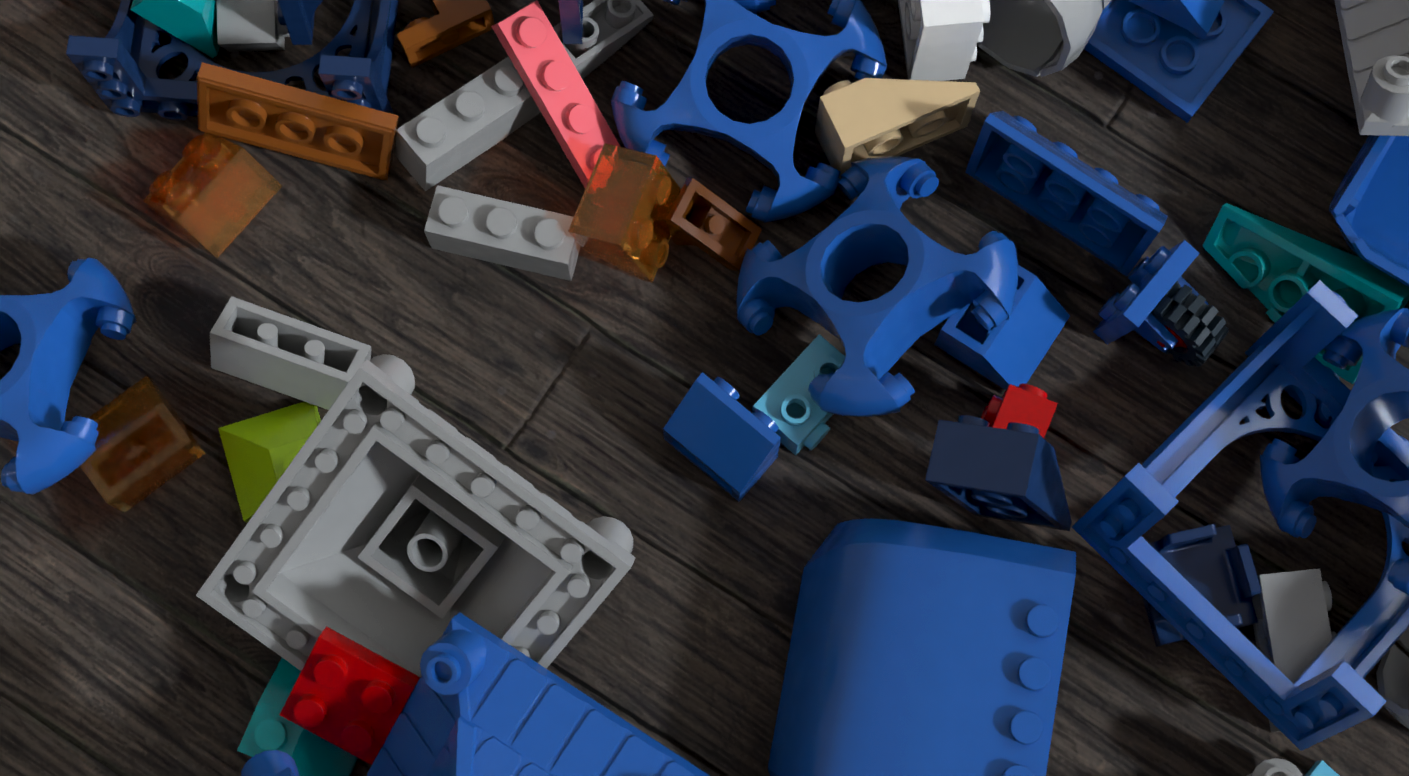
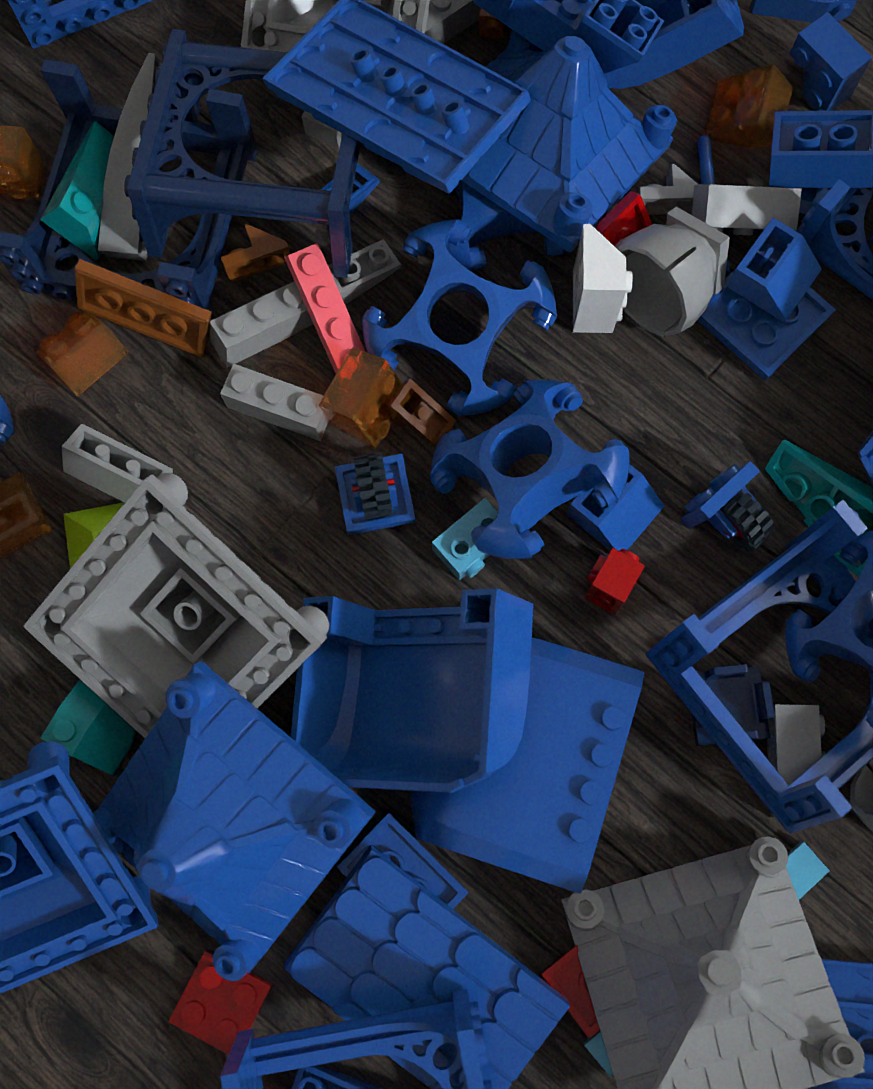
camera: 10 degrees right, 0 degrees up
(349, 695) = (119, 708): red plate -> none
(660, 345) = (374, 493): none -> blue plate
(723, 435) = (408, 560): blue slope -> none
(766, 618) = (416, 691): none -> blue slope
(889, 116) = (555, 351): tan slope -> none
(999, 472) = (597, 609): dark blue slope -> none
(1064, 191) = (670, 417): blue slope -> none

